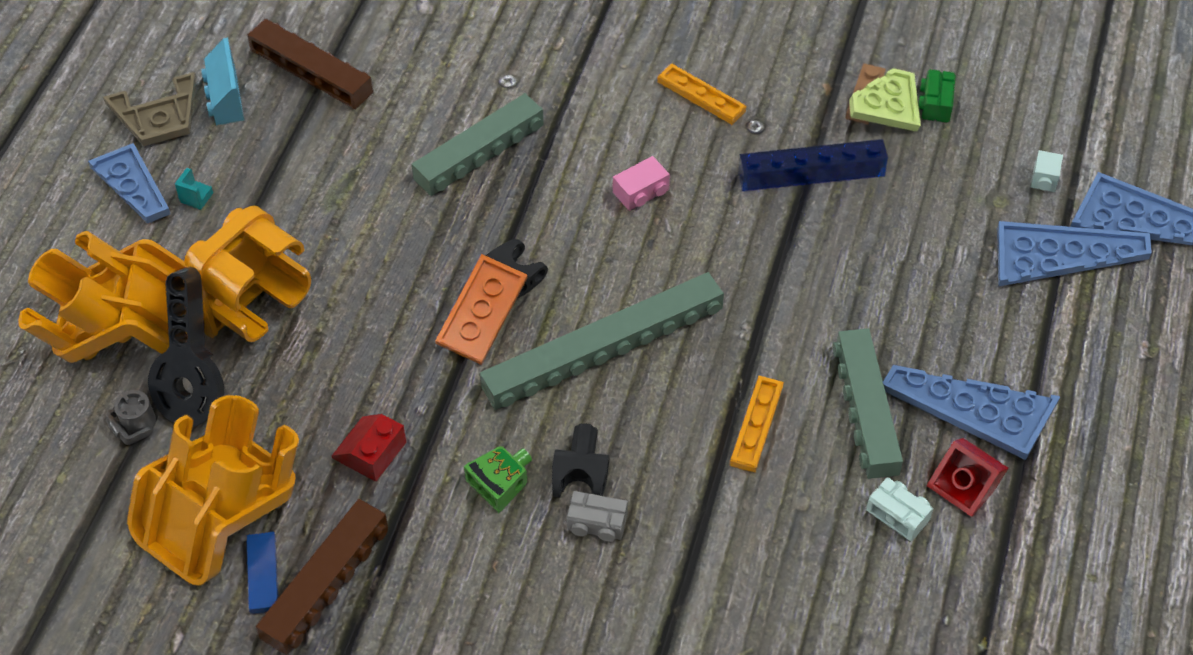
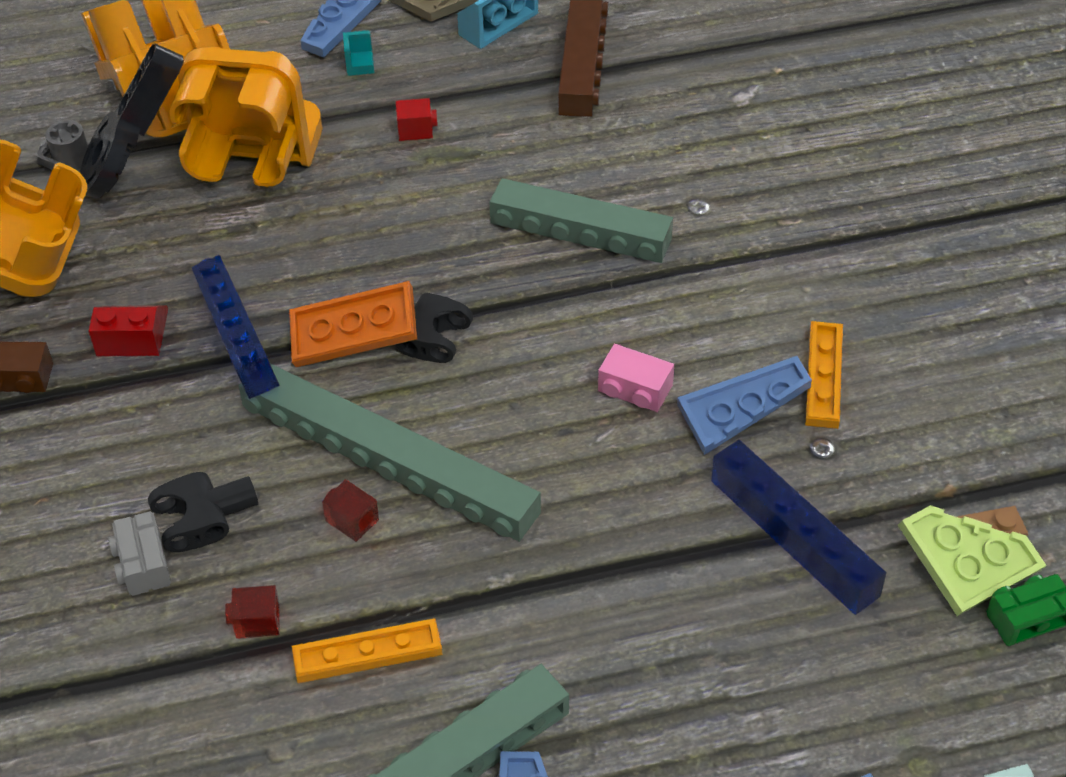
camera: 60 degrees right, 5 degrees down
(296, 188) = (415, 119): none -> red brick
(438, 373) = (235, 327): none -> clear blue brick
(498, 475) = (146, 444): bright green torso -> none
(642, 382) = (350, 510): none -> clear red brick
(692, 468) = (254, 612): none -> clear red brick
(698, 146) = (737, 403): none -> medium blue wing

